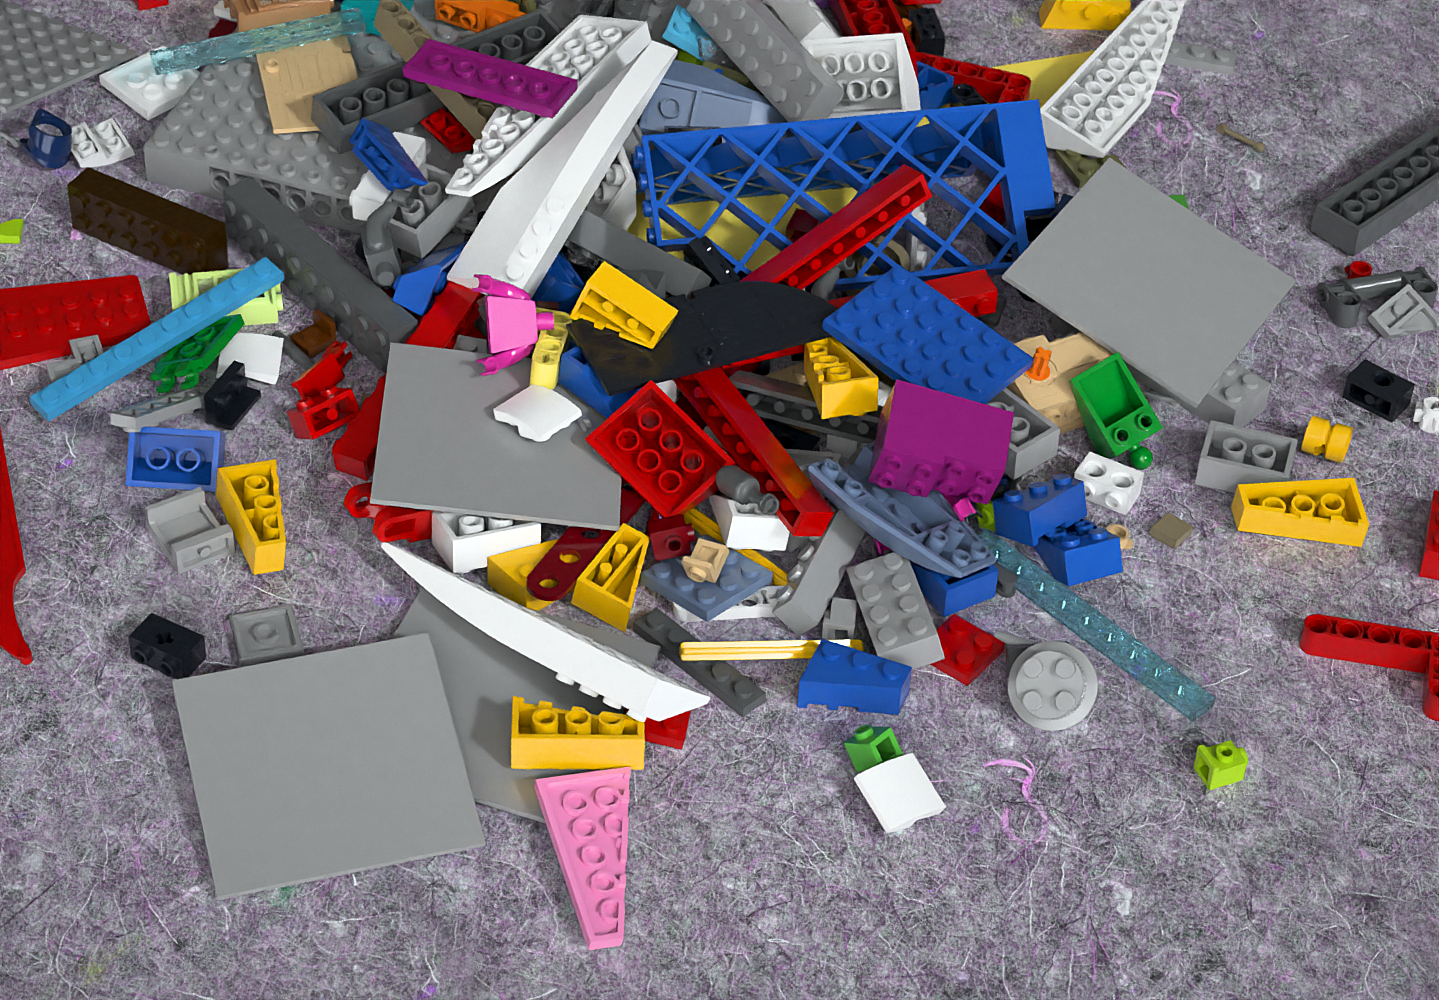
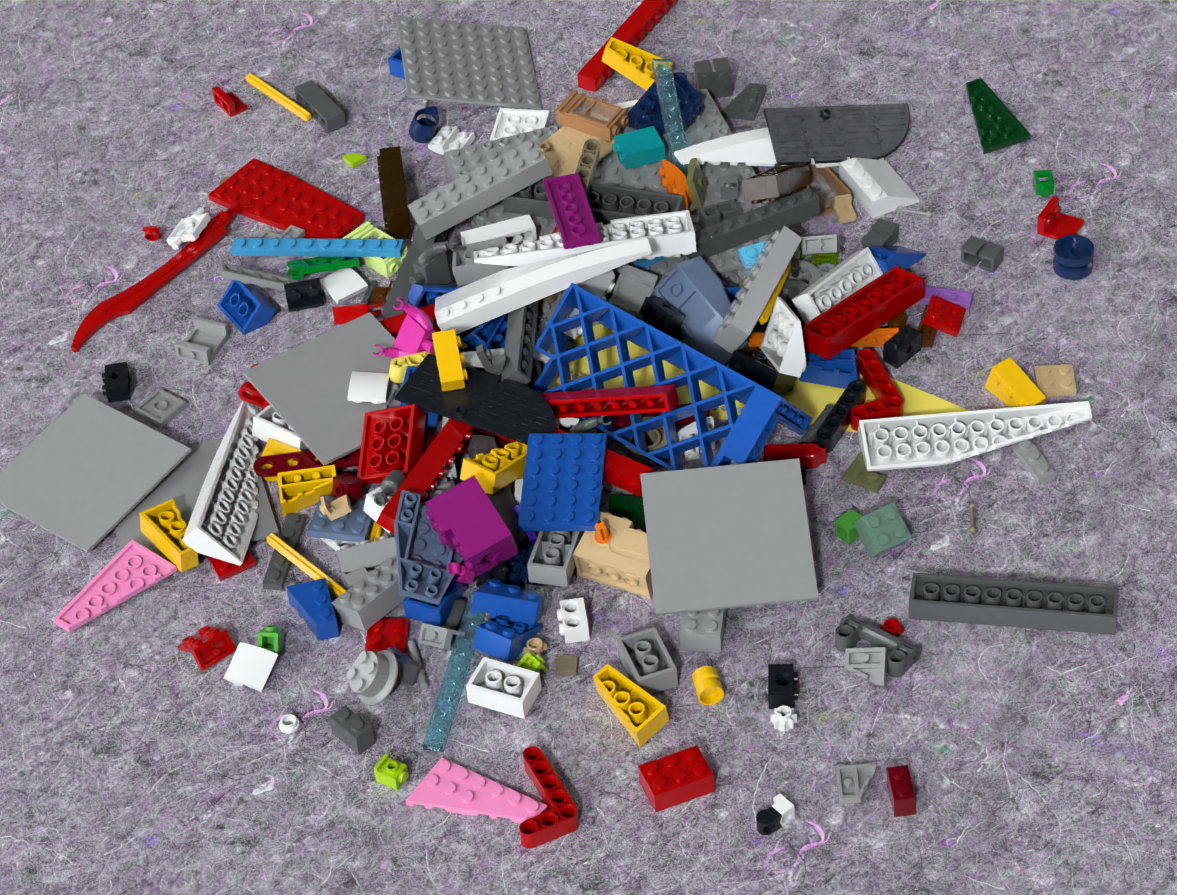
camera: 60 degrees right, 0 degrees up
(254, 512) = (229, 352): yellow wedge -> none
(257, 41) = (549, 129): clear light blue plate -> none
(310, 136) = (480, 189): none -> light grey brick
(323, 413) = (316, 326): red brick -> none
(385, 156) = (500, 220): blue wedge -> none
(707, 258) = (541, 373): black bracket -> none
(805, 812) = (208, 646): none -> red bracket
(1025, 601) = (437, 636): none -> light grey panel
(1036, 813) = (289, 724): none -> white plate
(1113, 759) = (352, 730): none -> dark grey brick
(1115, 404) = (615, 580): green slope -> none
(1151, 558) = (532, 663): none -> lime bracket
(1174, 592) = (503, 687): none -> white brick
(1217, 193) = (882, 530): none -> sand green brick
(1313, 720) = (472, 794): none -> bright pink wing

